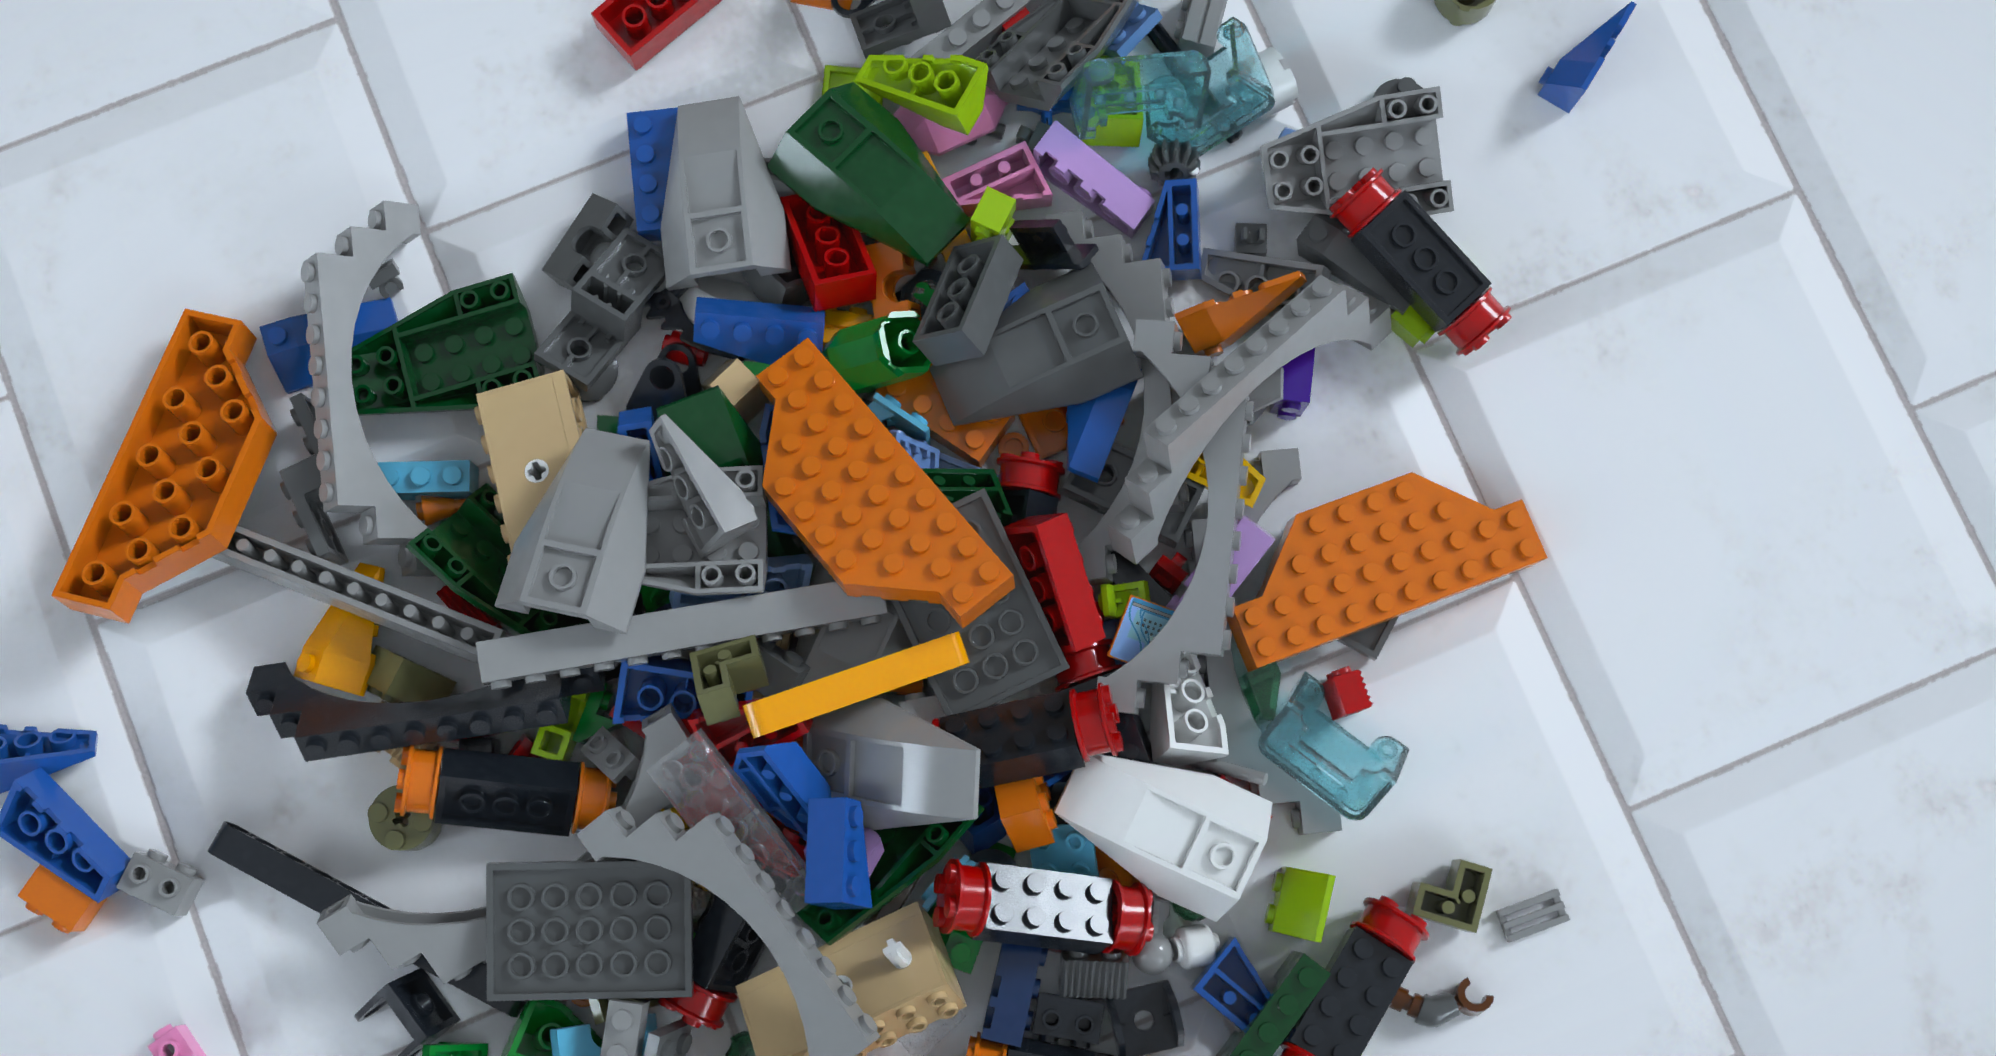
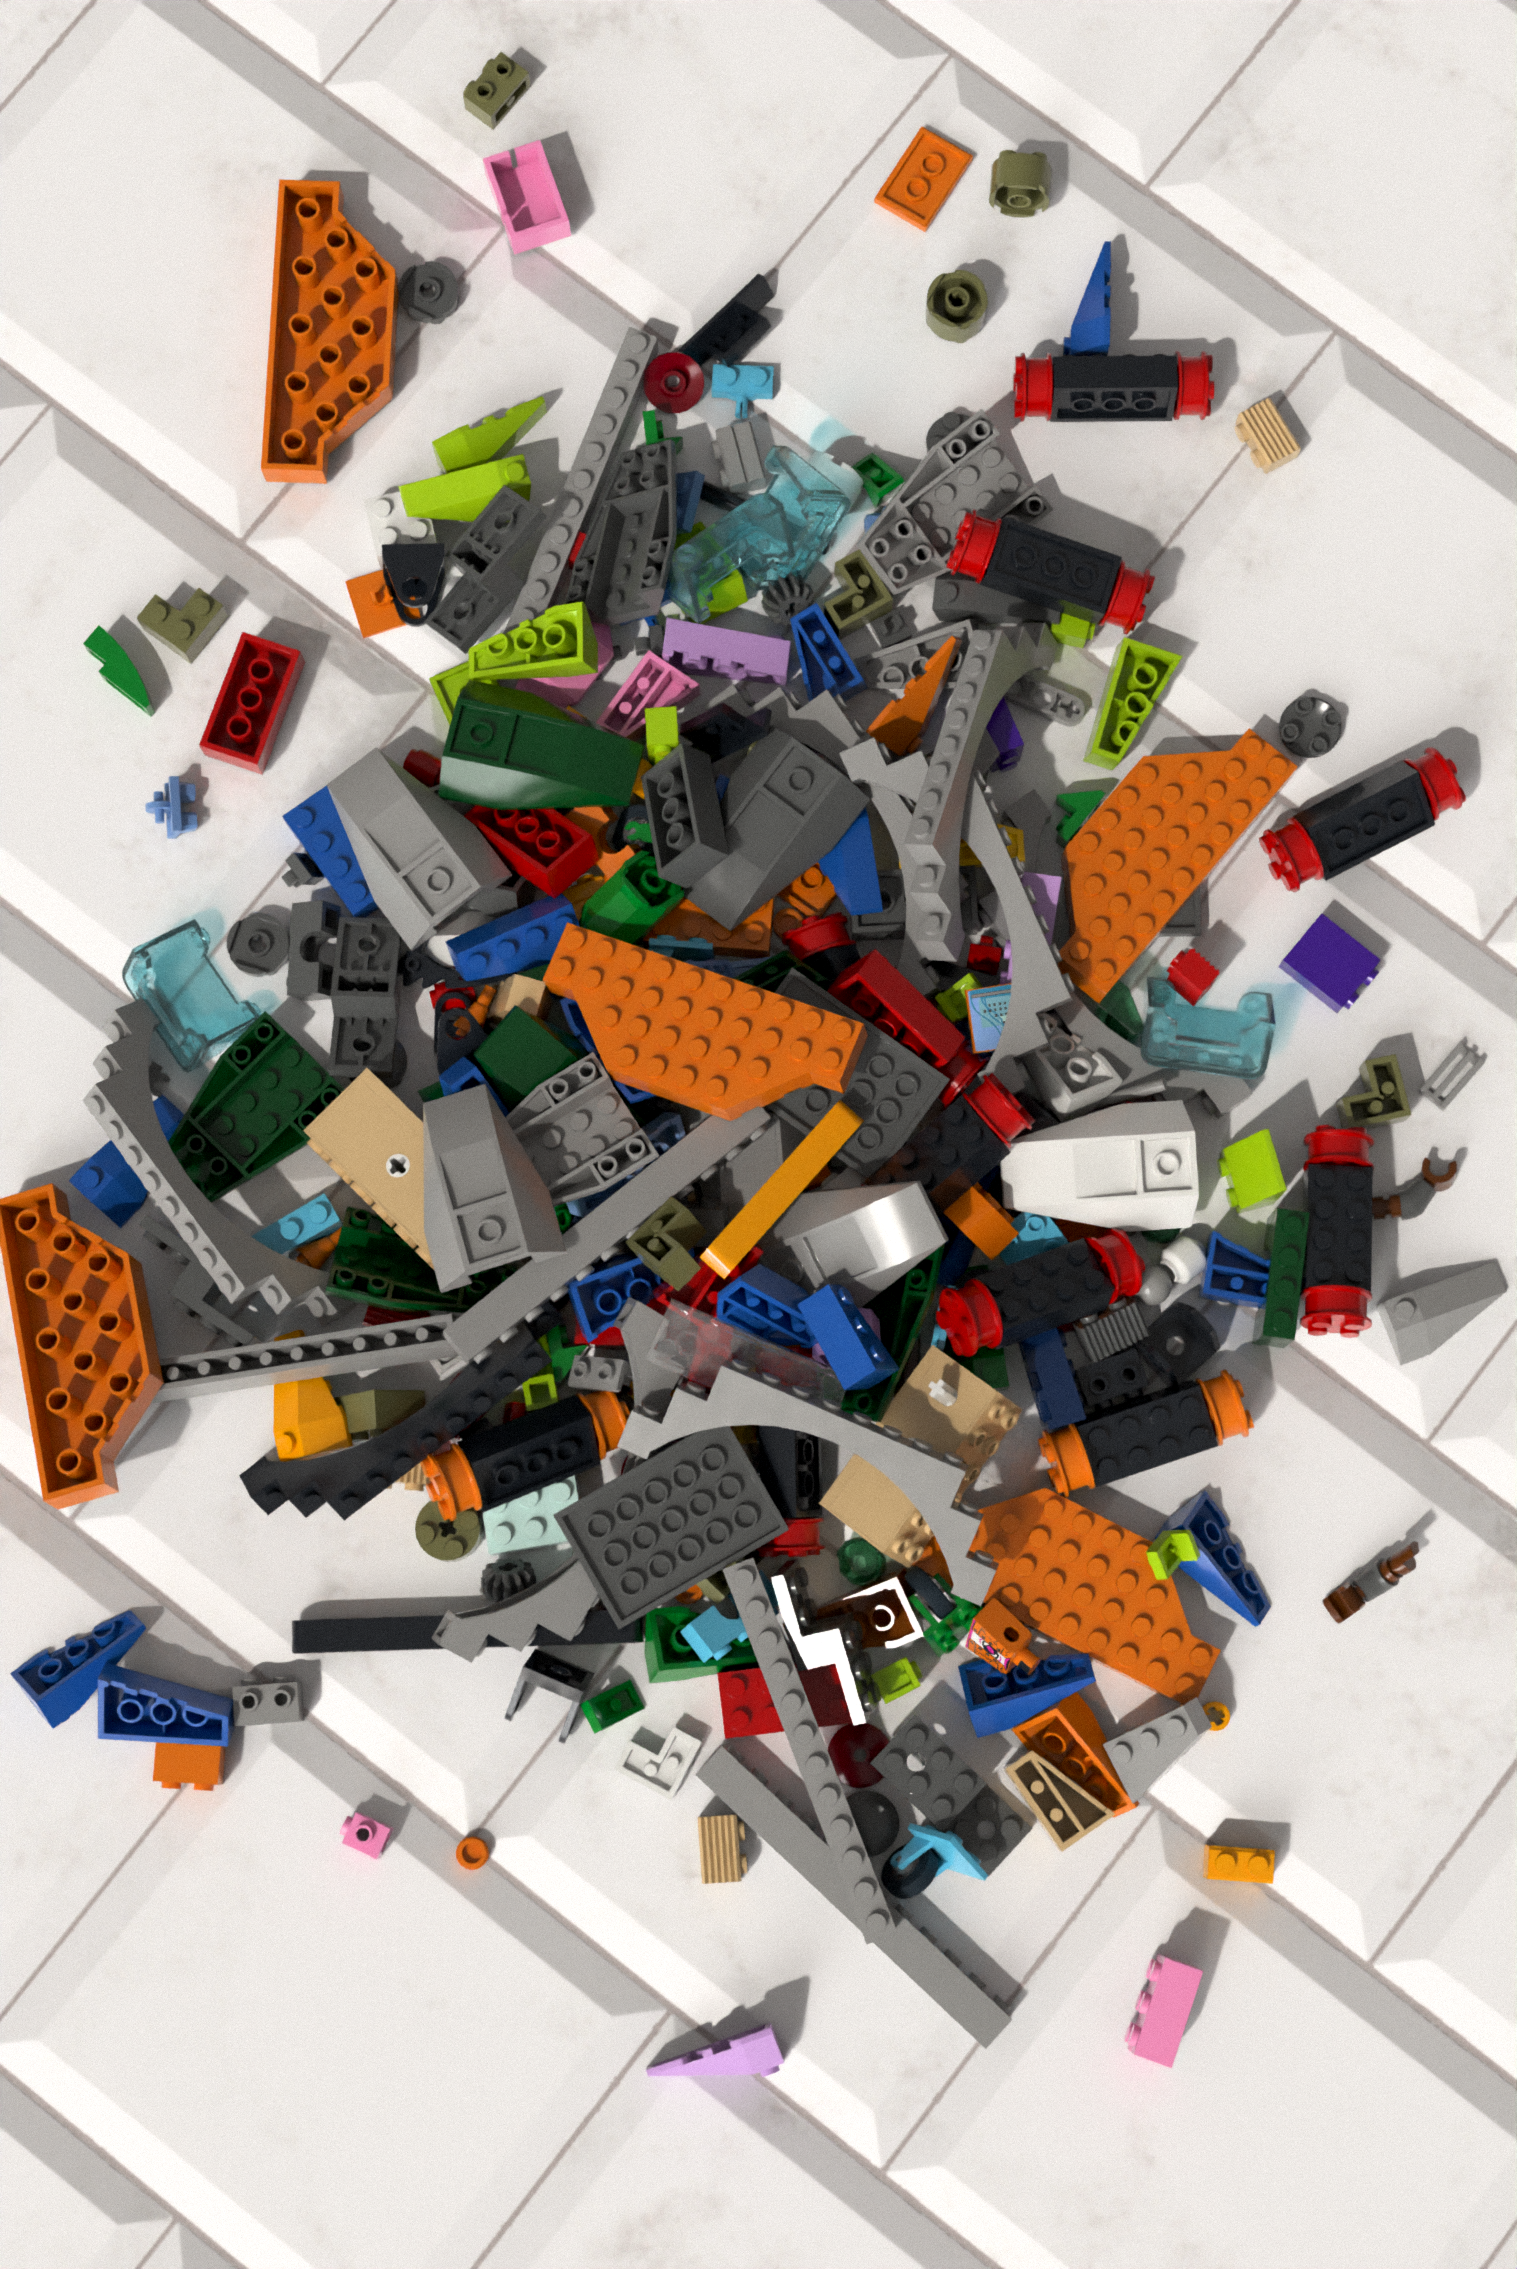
camera: 25 degrees left, 0 degrees up
(428, 893) = (506, 1578): none -> dark grey gear
(459, 222) = (187, 995): none -> clear light blue windscreen
(469, 849) = (529, 1520): none -> light aqua brick
(528, 214) = (250, 929): none -> dark grey plate
(552, 47) = (176, 821): none -> medium blue hips
(618, 170) = (302, 871): none -> dark grey tile
(695, 375) = (478, 1009): none -> orange cone
(710, 499) = (566, 1102): light grey wedge -> none
(770, 134) = (423, 767): none -> red brick
(1240, 198) = (863, 596): none -> olive brick
(1312, 101) = (878, 479): none -> green slope
(1330, 486) = (1080, 807): none -> green slope
(1349, 357) = (1032, 686): none -> light grey beam
(1433, 408) = (1130, 691): none -> lime wedge
(1478, 752) = (1330, 964): none -> dark purple brick
(1568, 132) = (1113, 387): none -> black brick
(1578, 528) = (1310, 727): none -> dark grey dish
(1581, 638) = (1363, 820): none -> black brick
(1682, 249) = (1266, 436): none -> tan brick

